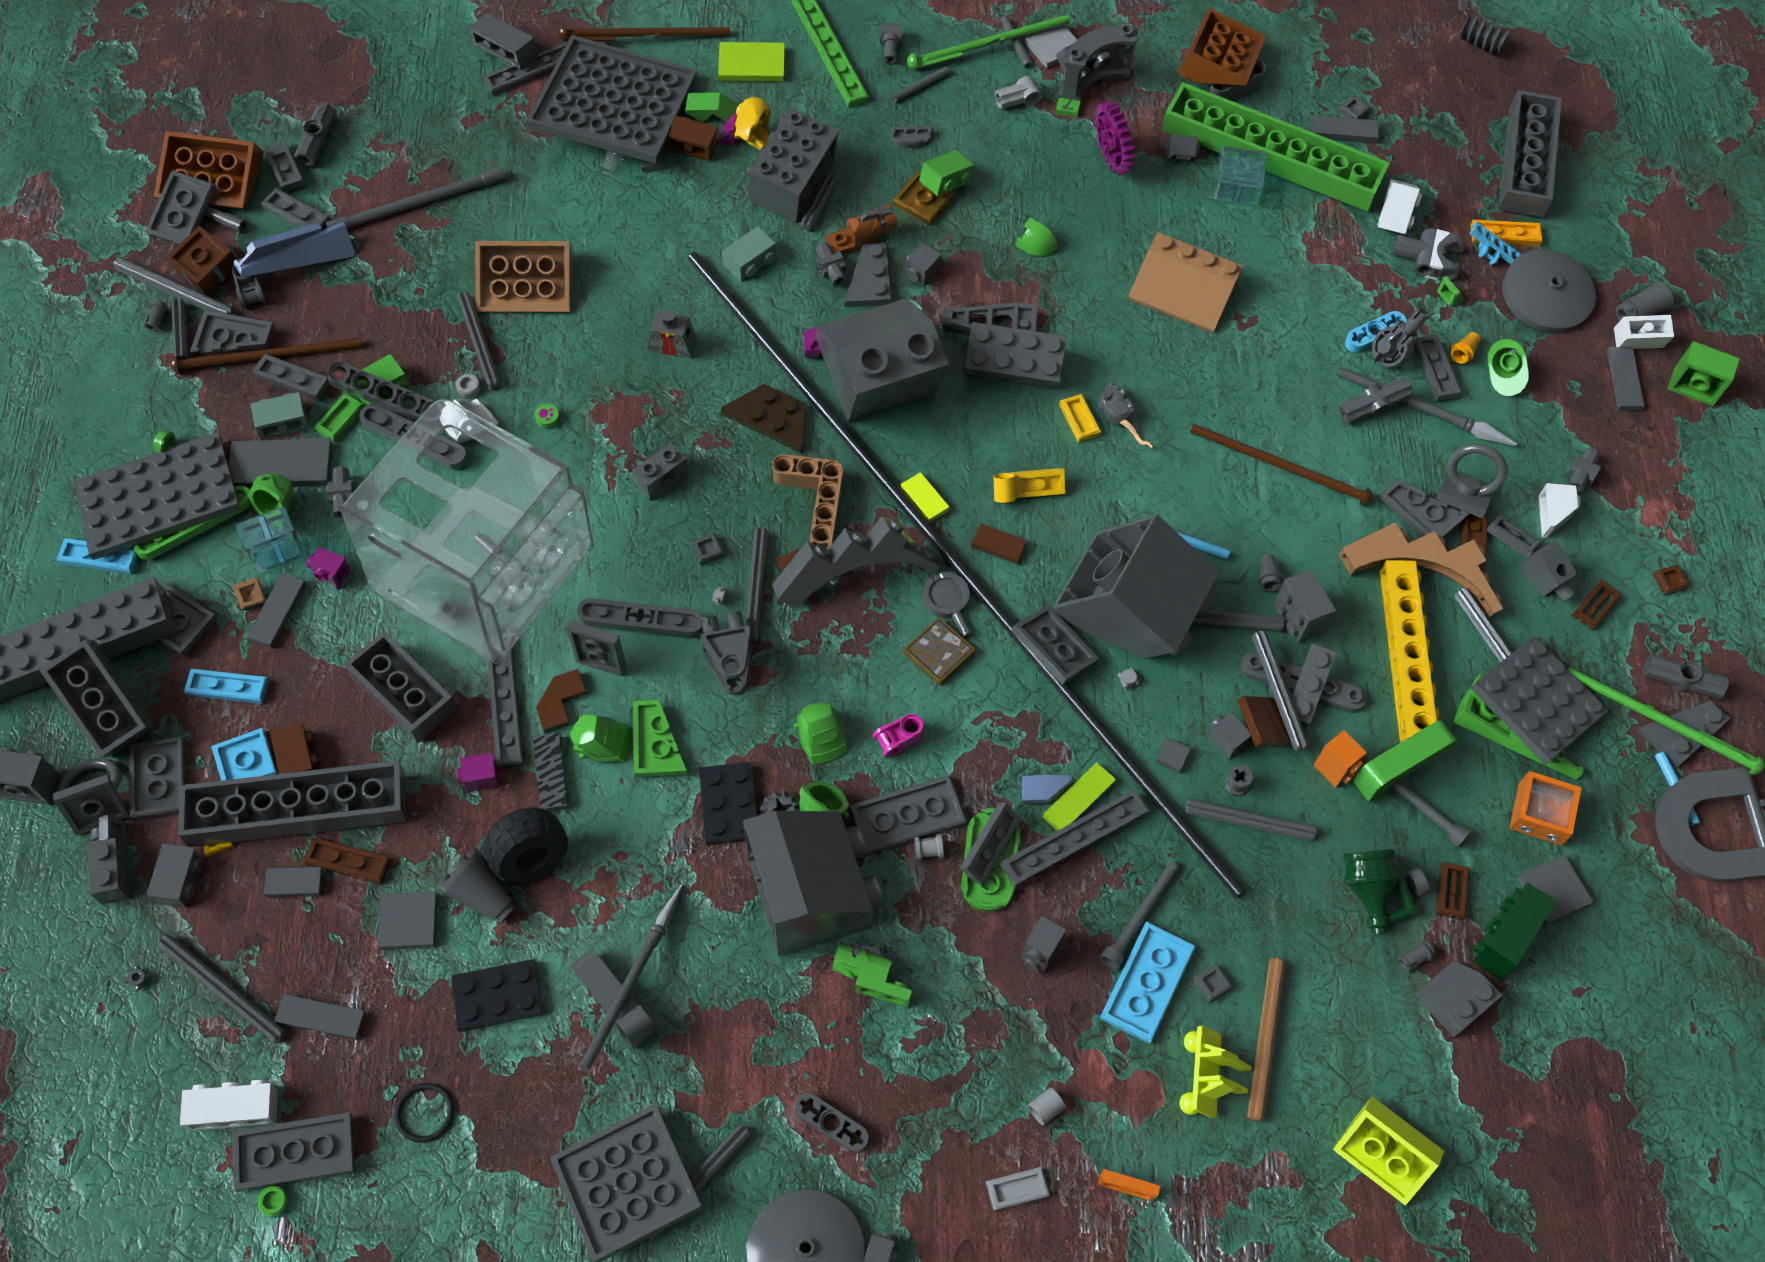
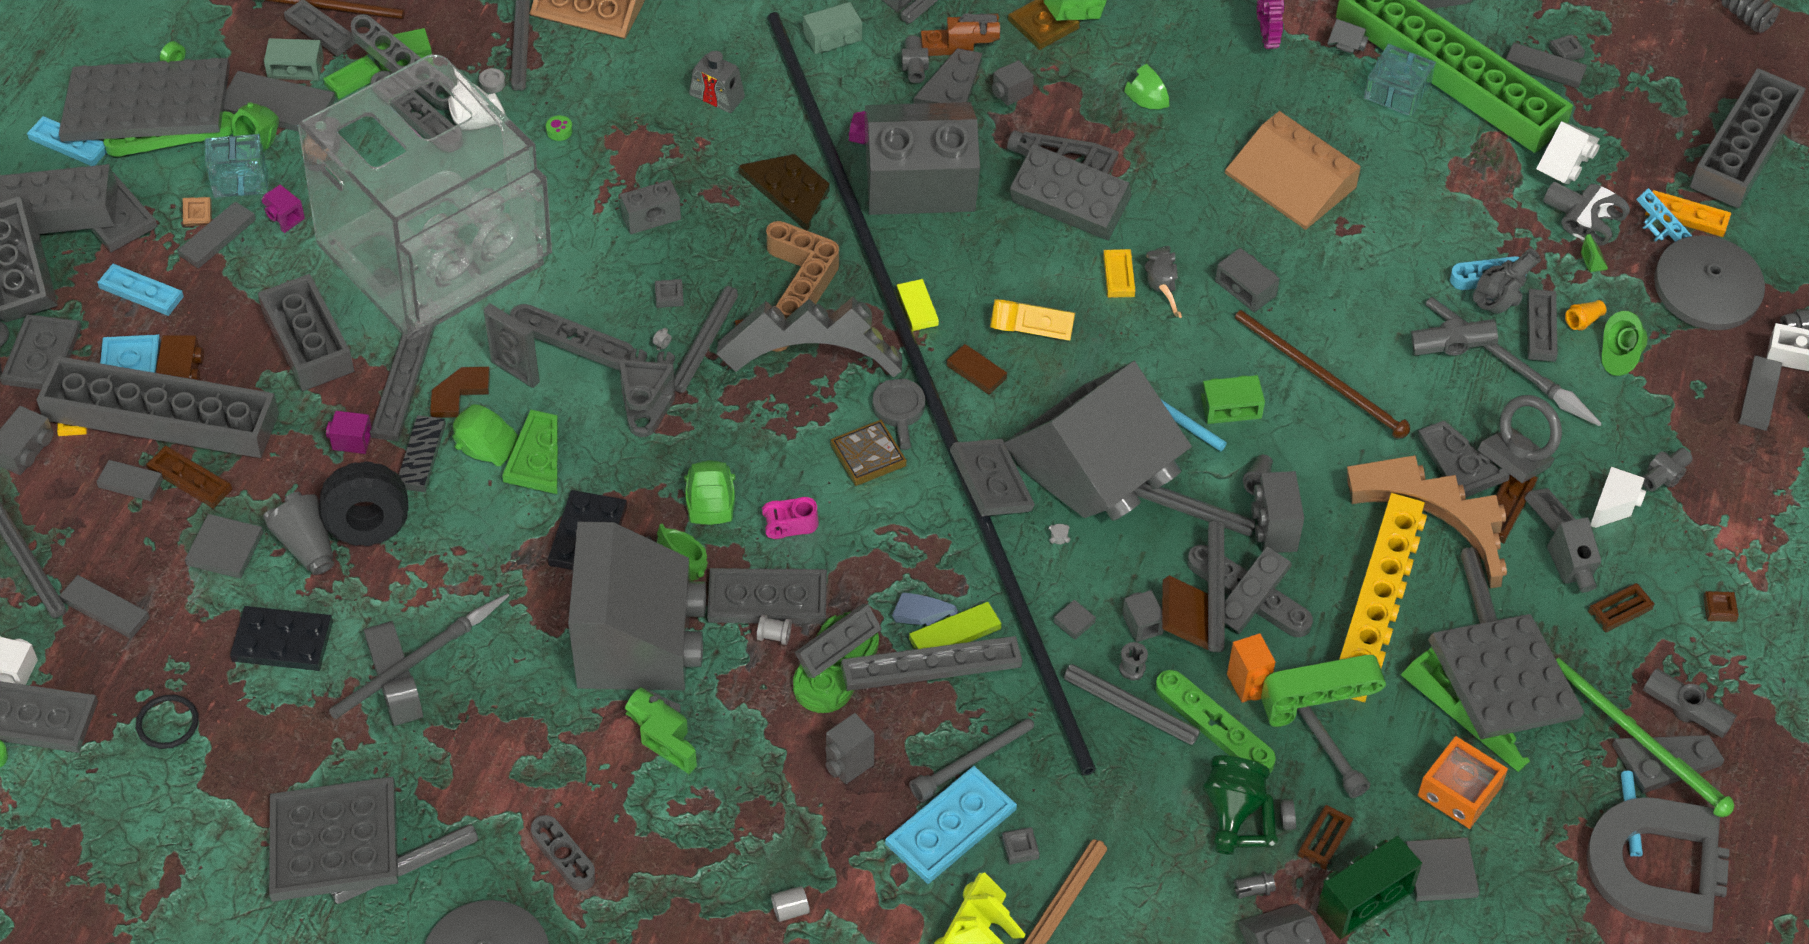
camera: 20 degrees right, 10 degrees down
(1188, 394) = (1247, 279): none -> dark grey brick
(1221, 509) = (1232, 399): none -> bright green brick
(1347, 826) = (1194, 703): none -> bright green piece

